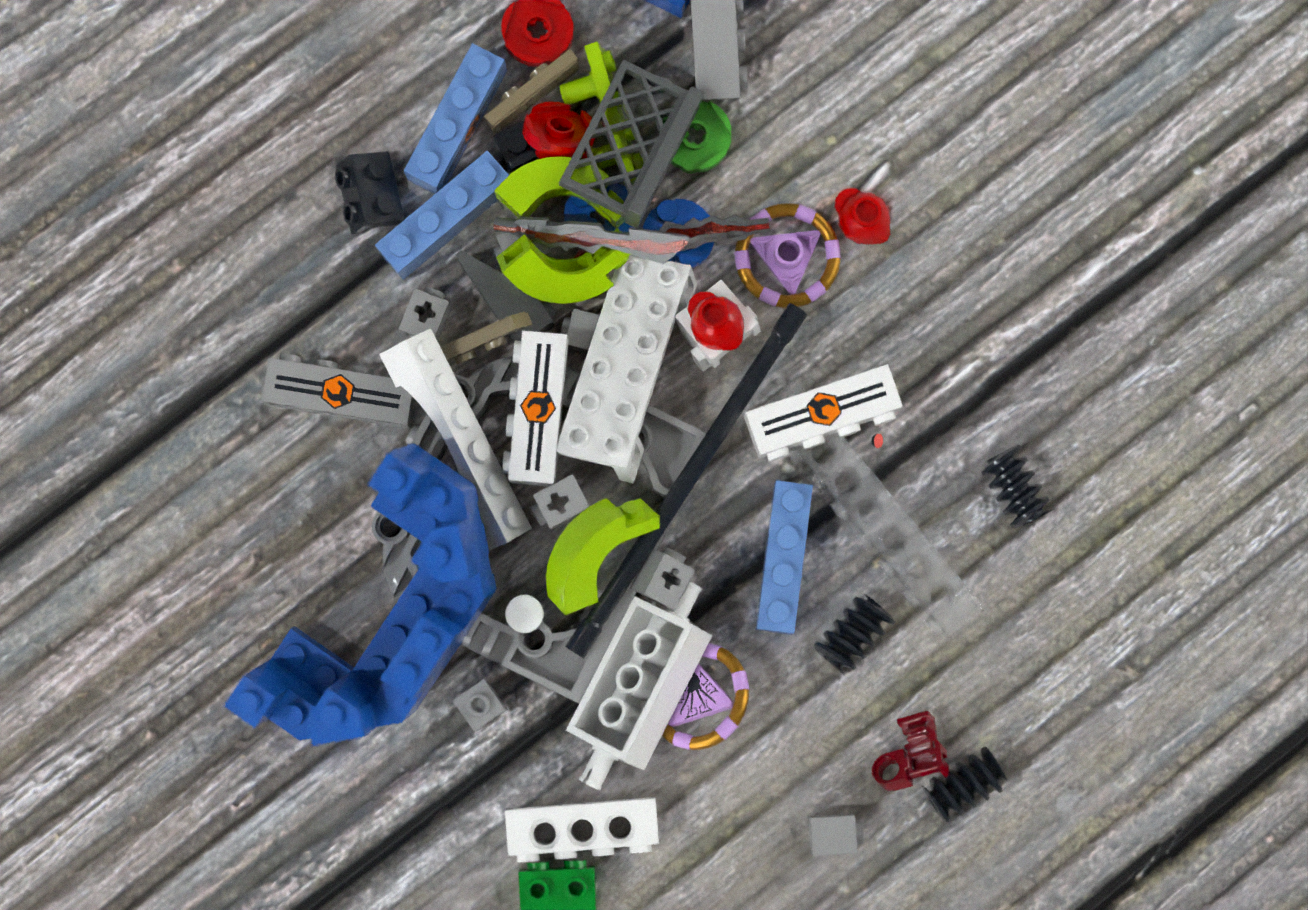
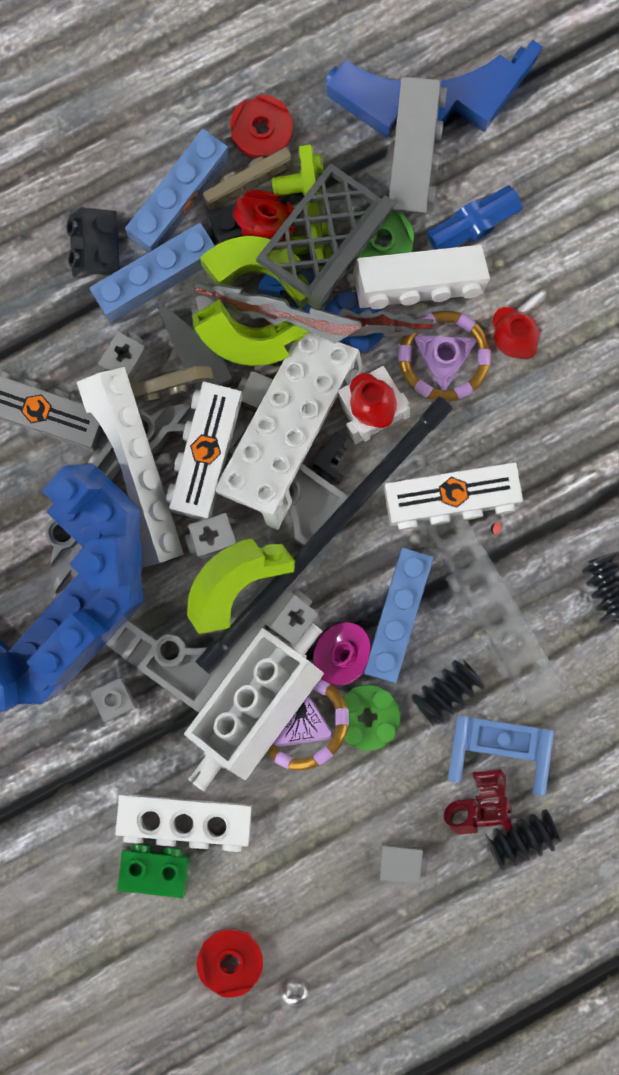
camera: 10 degrees right, 0 degrees up
(524, 614) = (164, 627): white tile -> none
(679, 386) = (332, 453): none -> black bracket
(717, 606) = (333, 649): none -> dark pink dish
(746, 171) = (420, 276): none -> white brick
(781, 660) = (383, 728): none -> bright green plate
(796, 97) = (475, 219): none -> blue piece
(925, 677) = (502, 740): none -> medium blue plate

